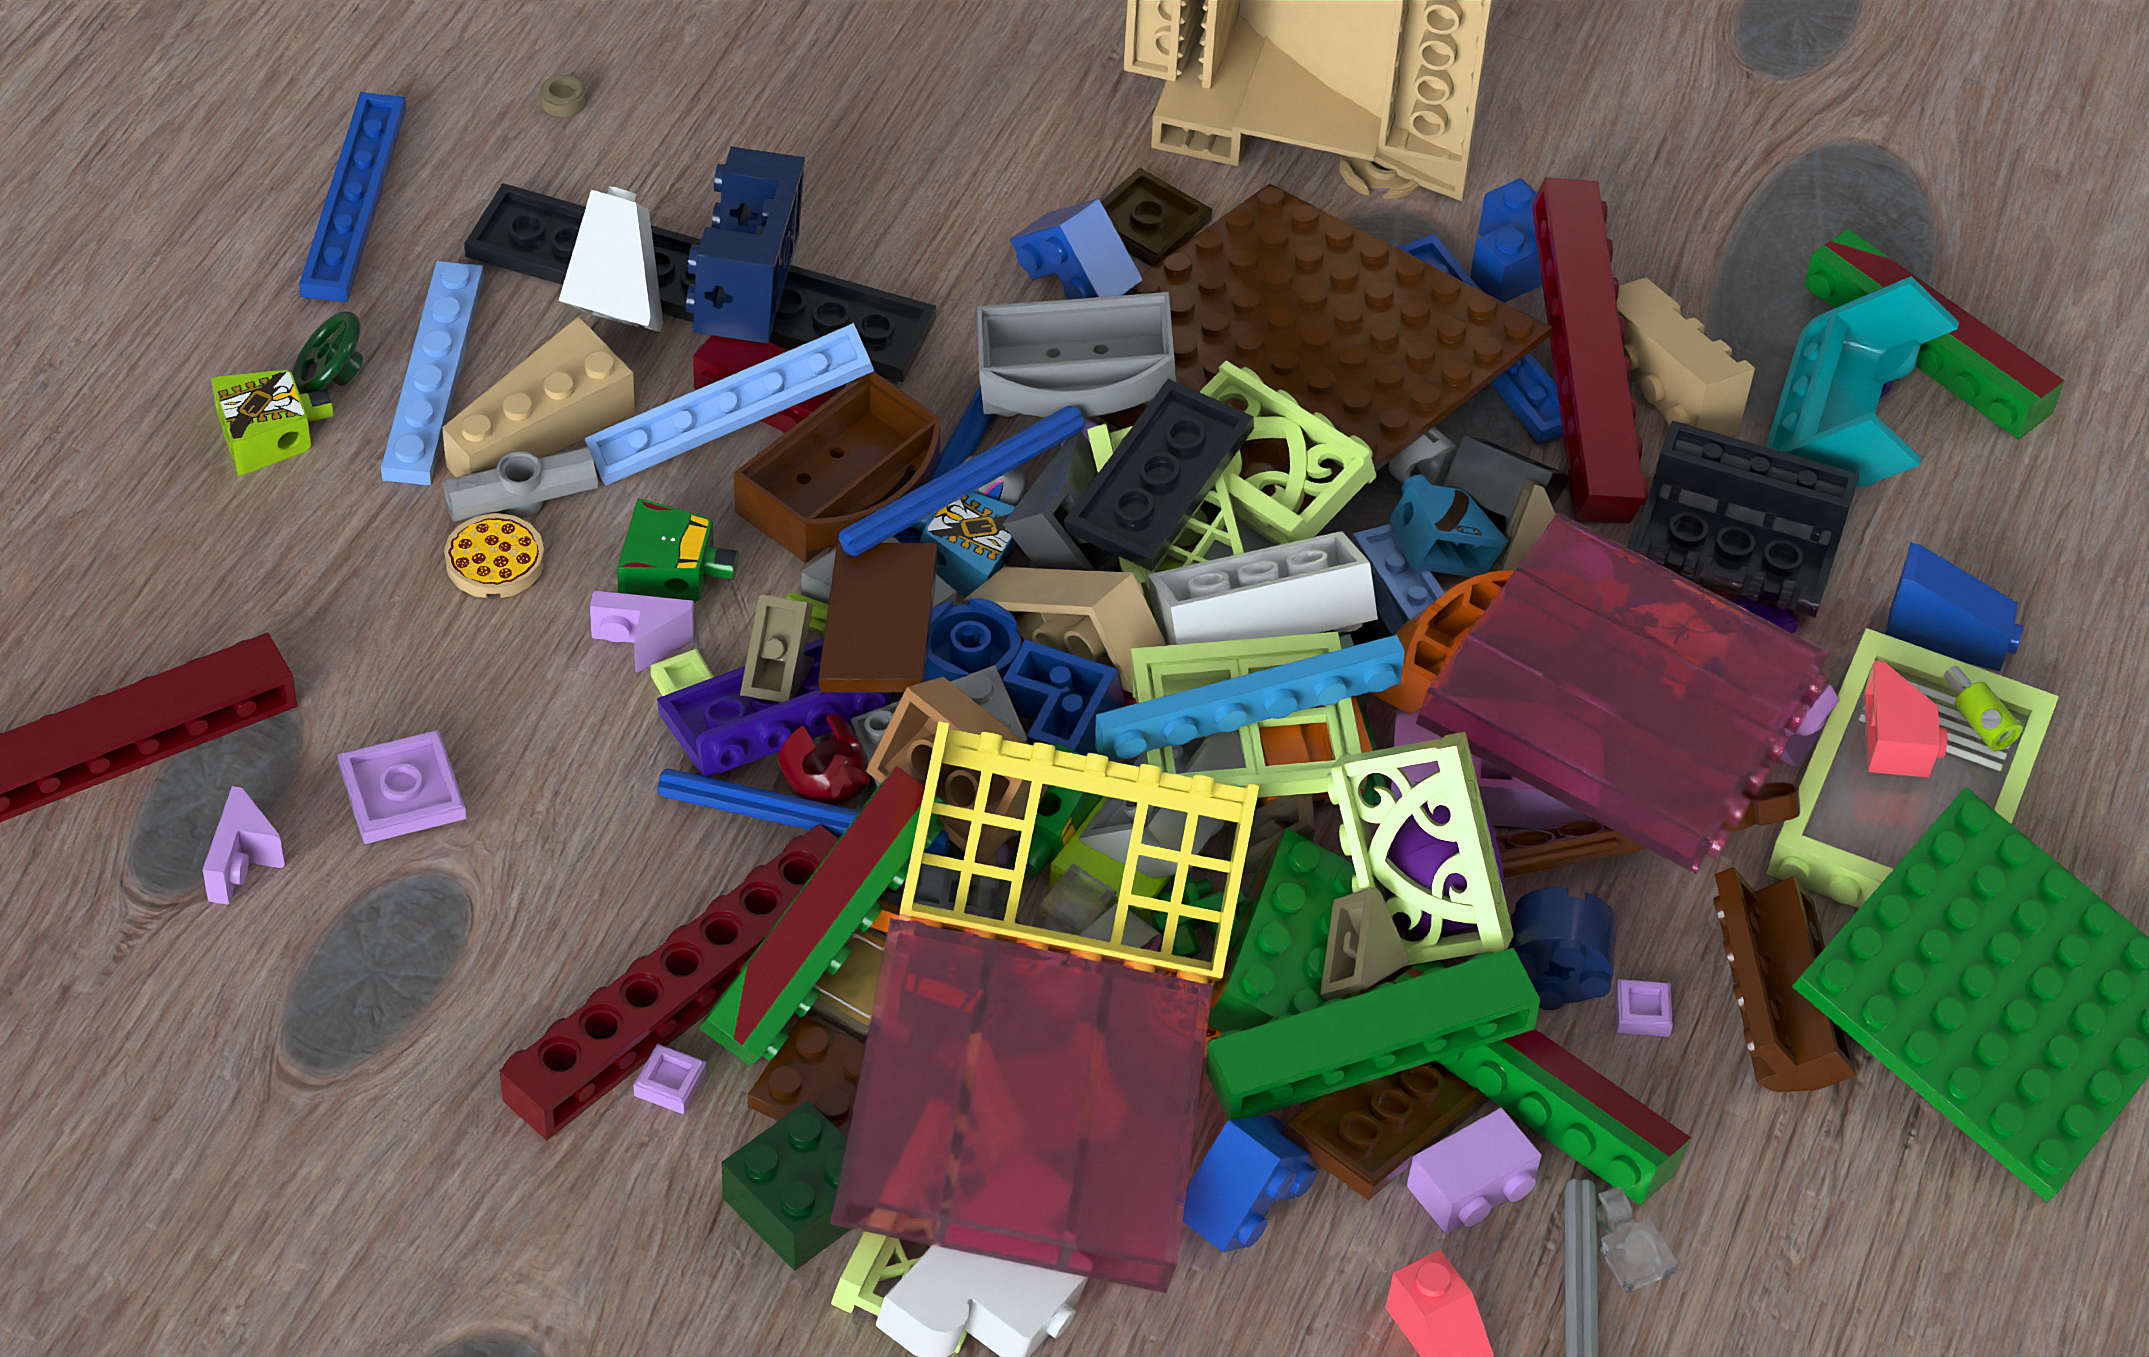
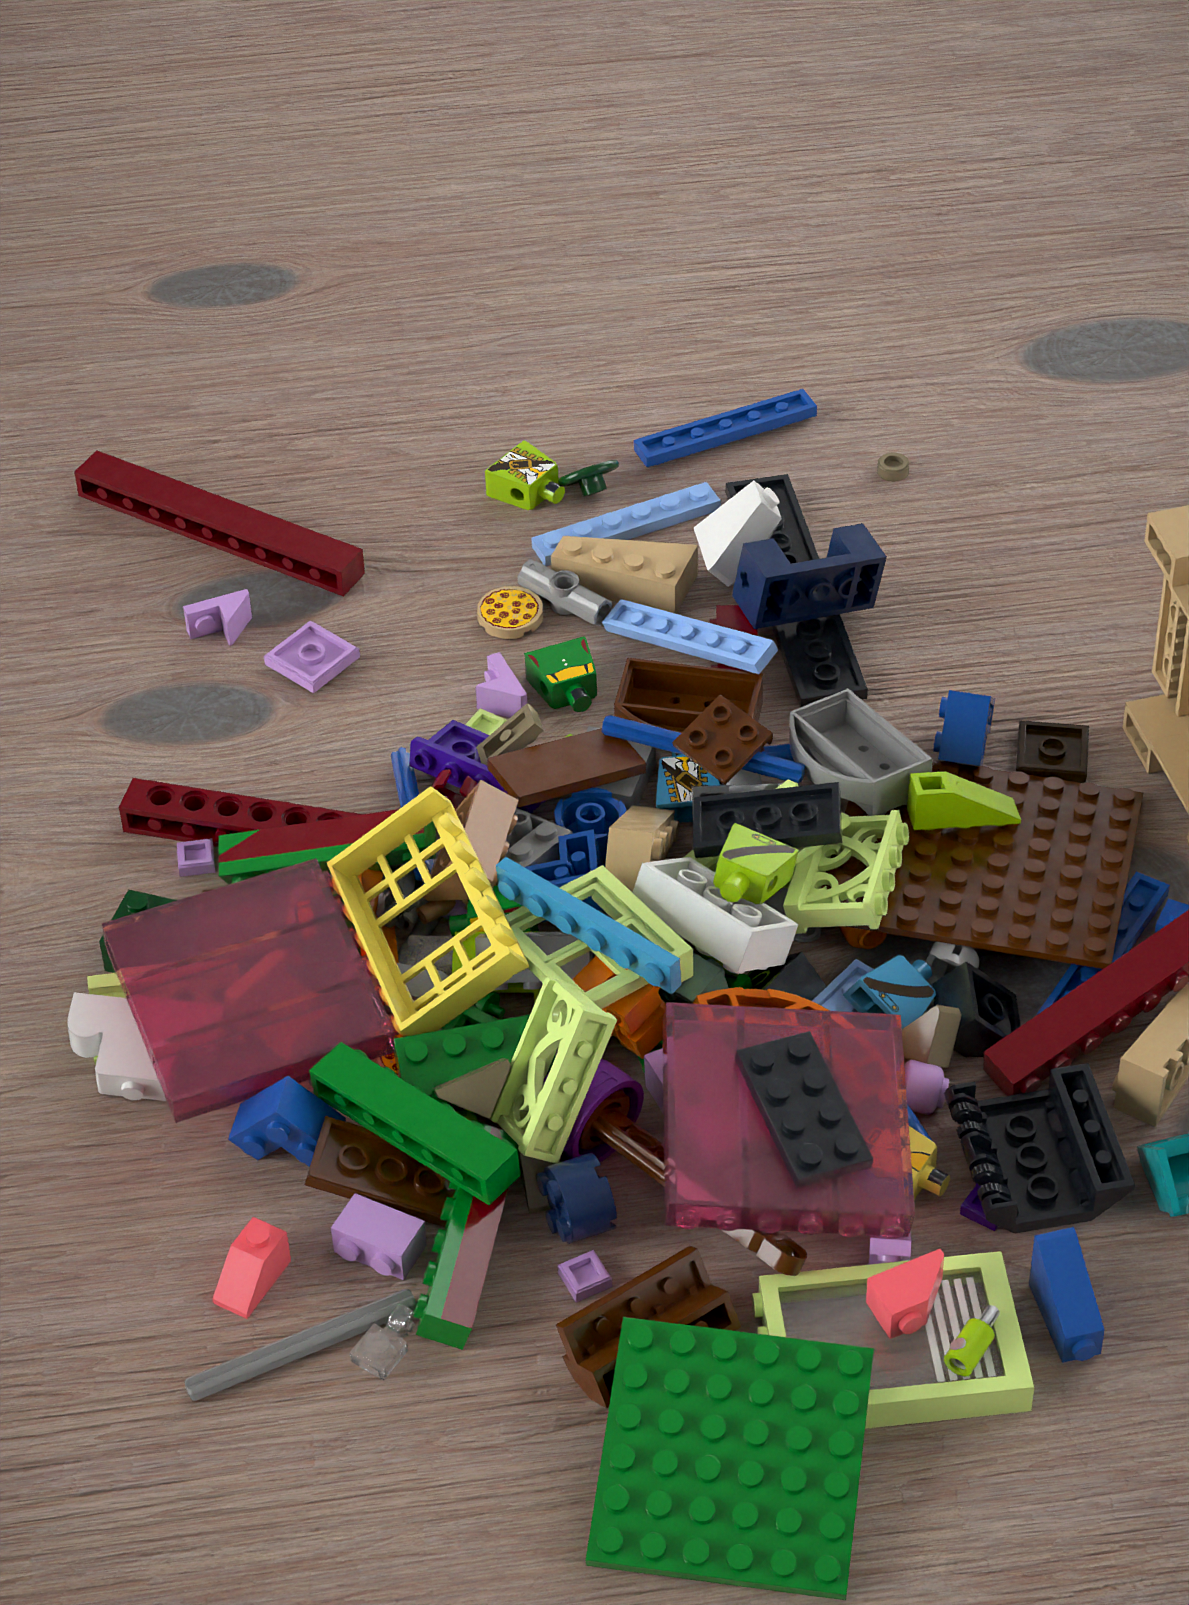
camera: 65 degrees right, 5 degrees down
(984, 448) = (723, 739): none -> reddish brown plate
(1218, 322) = (952, 802): none -> lime slope
(1238, 519) = (753, 866): none -> lime torso
(1650, 657) = (803, 1109): none -> black plate

